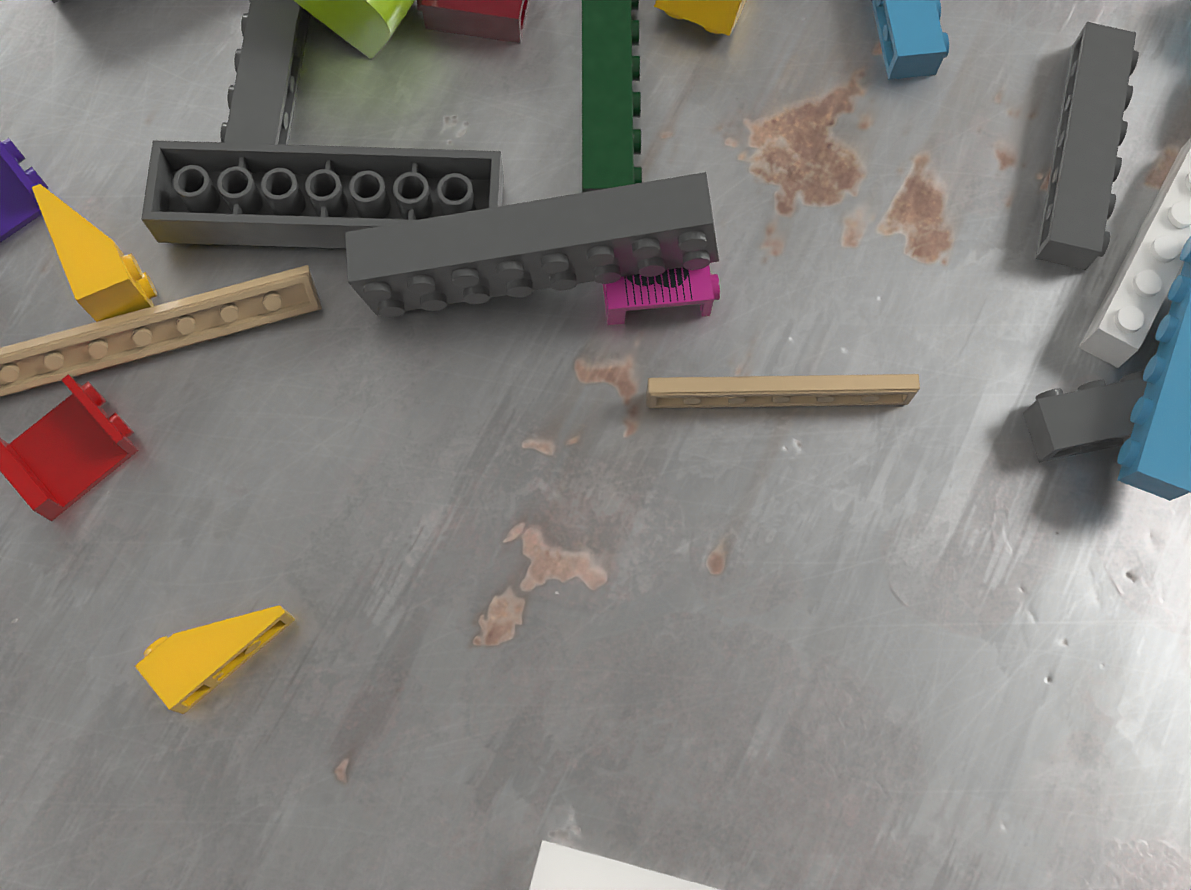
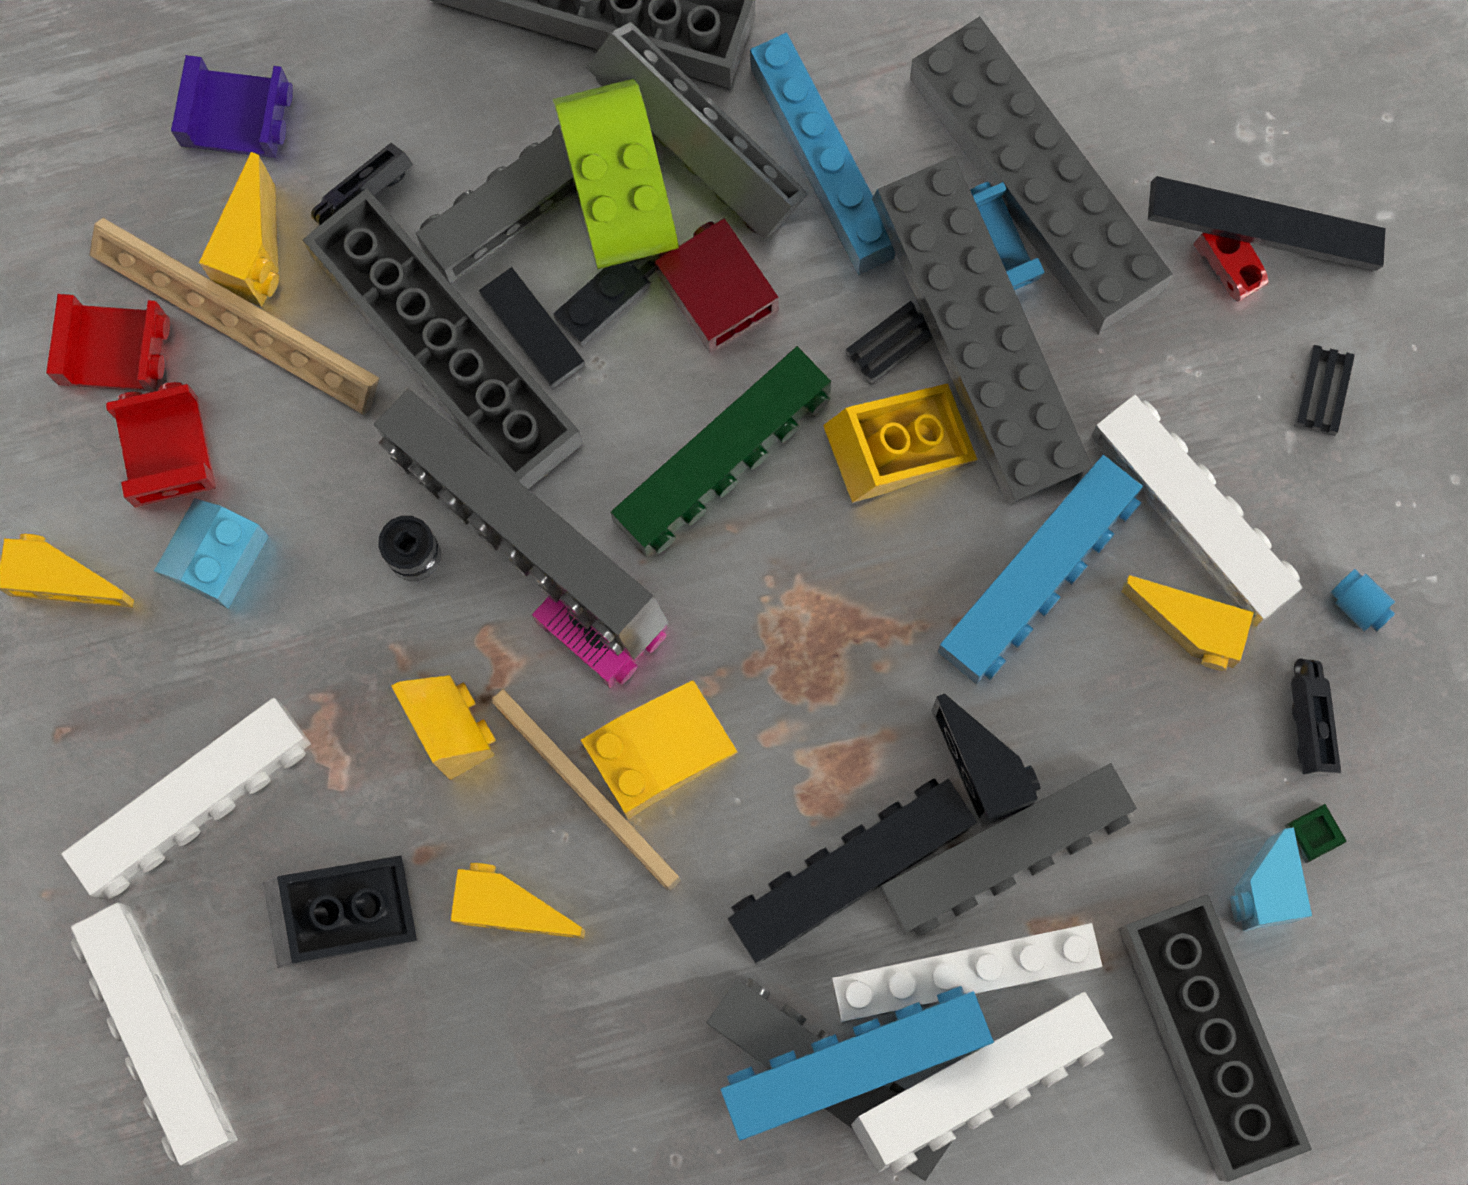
camera: 55 degrees right, 5 degrees up
(147, 125) = (380, 171): none -> black hinge
(186, 477) = (162, 444): none -> red panel
(312, 512) = (212, 552): none -> medium azure slope
(376, 131) = (532, 327): none -> black tile
(407, 74) = (603, 299): none -> black hinge
(465, 356) = (409, 548): none -> black wheel
(500, 711) = (186, 800): none -> white brick
(636, 447) = (445, 723): none -> yellow slope
(709, 666) = (339, 911): none -> black slope
(793, 317) = (658, 747): none -> yellow slope
(819, 526) = (498, 903): none -> yellow slope
(1012, 261) = (851, 871): none -> black brick
(1013, 99) = (988, 768): none -> black slope

